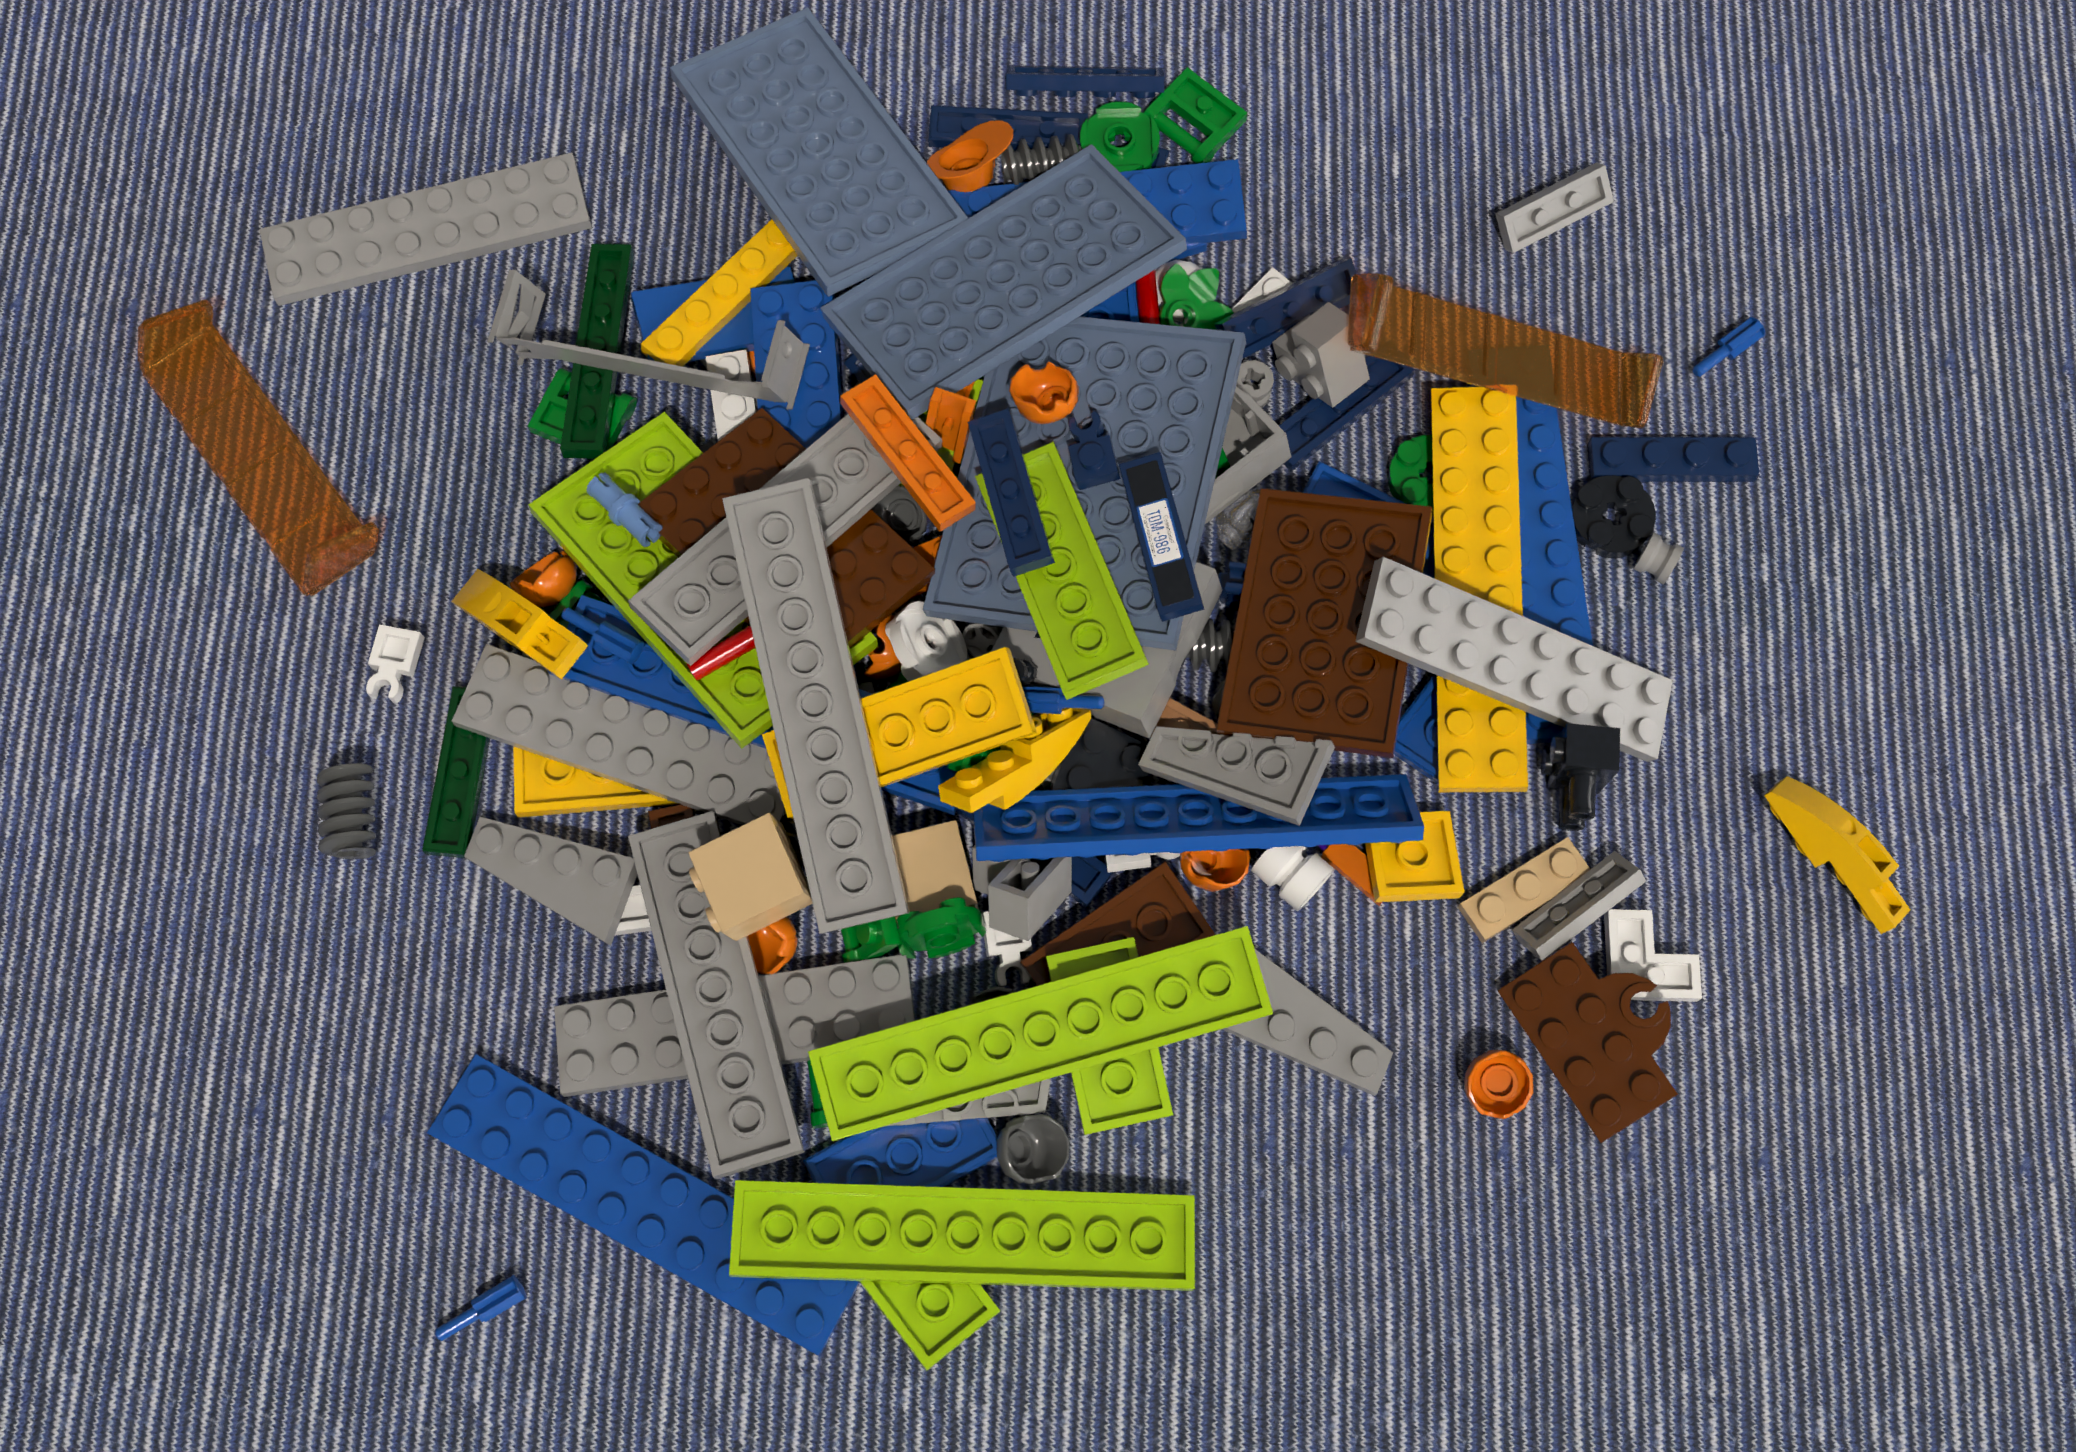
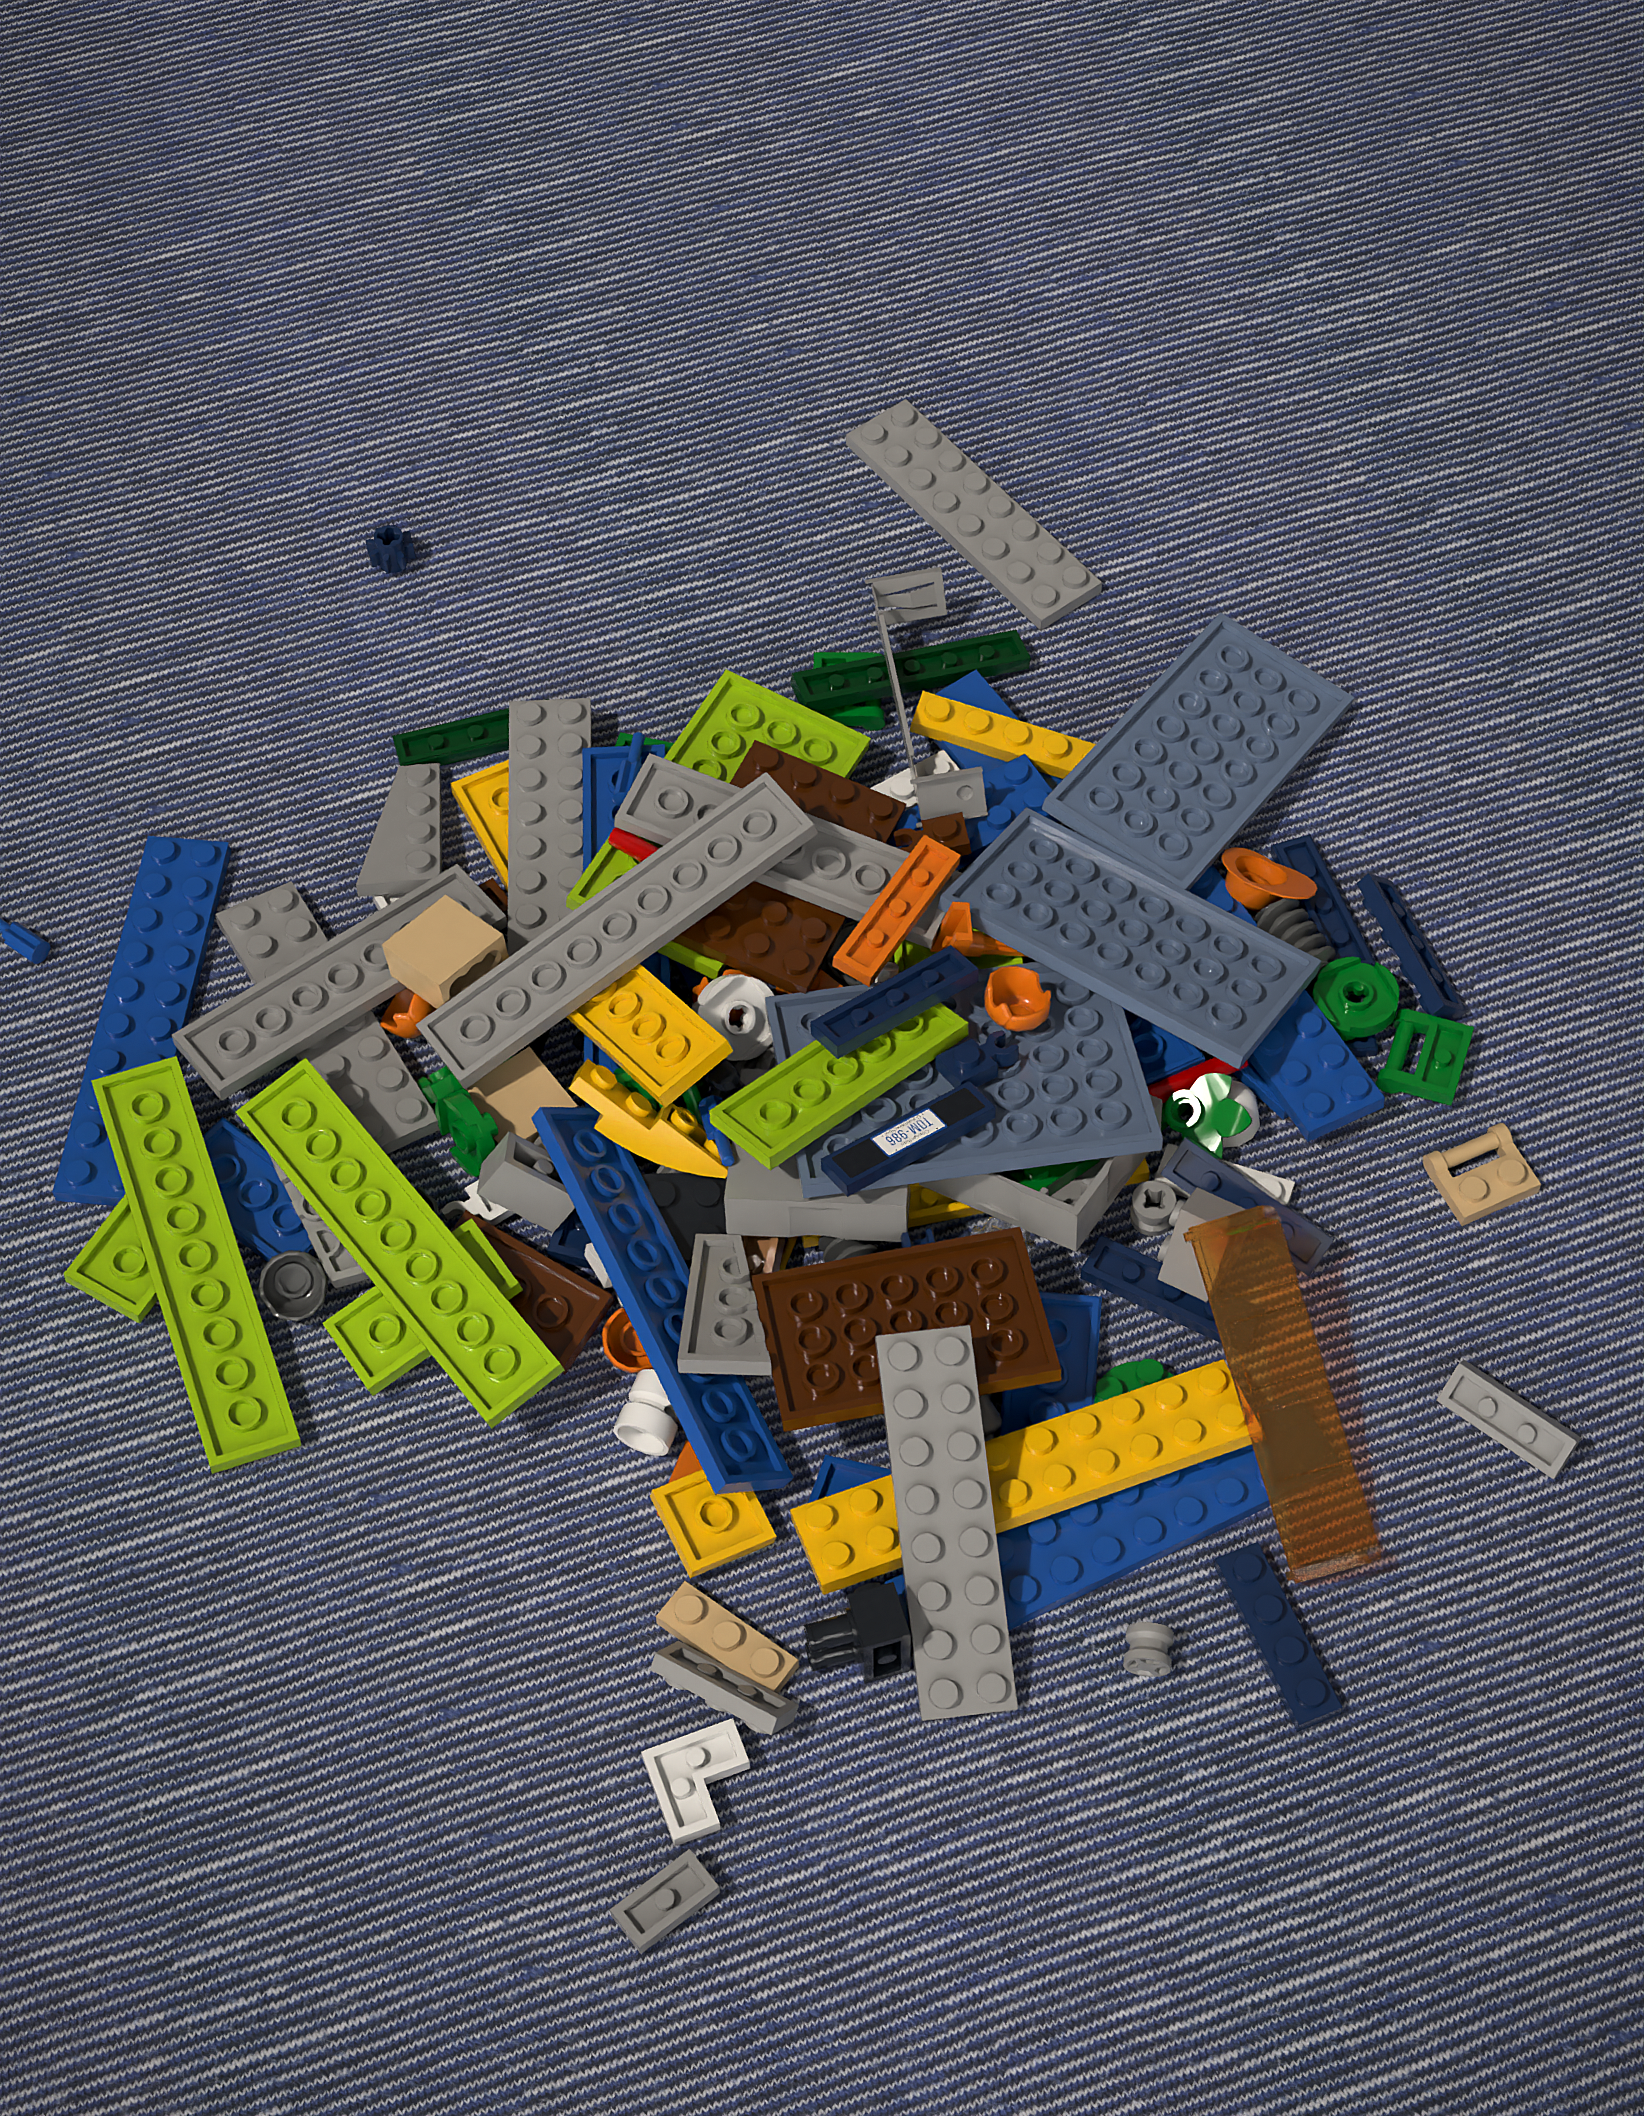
camera: 70 degrees right, 15 degrees down
(175, 764) = (390, 549): none -> dark blue gear
(252, 448) = (703, 477): clear orange piece -> none
(343, 813) = (401, 666): dark grey piece -> none
(393, 655) = (557, 646): white plate -> none
(520, 623) = (613, 709): yellow slope -> none
(547, 580) = (666, 720): orange hair -> none
(624, 509) = (749, 733): medium blue pin -> none
(816, 392) = (946, 830): none -> reddish brown plate
(1314, 1033) = (505, 1482): light grey wing -> none
(1332, 124) = (1486, 1186): none -> tan plate
(1498, 1084) = (506, 1669): orange hair -> none
(1594, 1038) = (591, 1749): reddish brown plate -> none
(1624, 496) = (1186, 1569): black plate -> none
(1732, 344) = (1443, 1651): blue axle -> none
(1748, 1026) = (665, 1901): none -> light grey plate
(1832, 834) = (897, 1935): yellow slope -> none

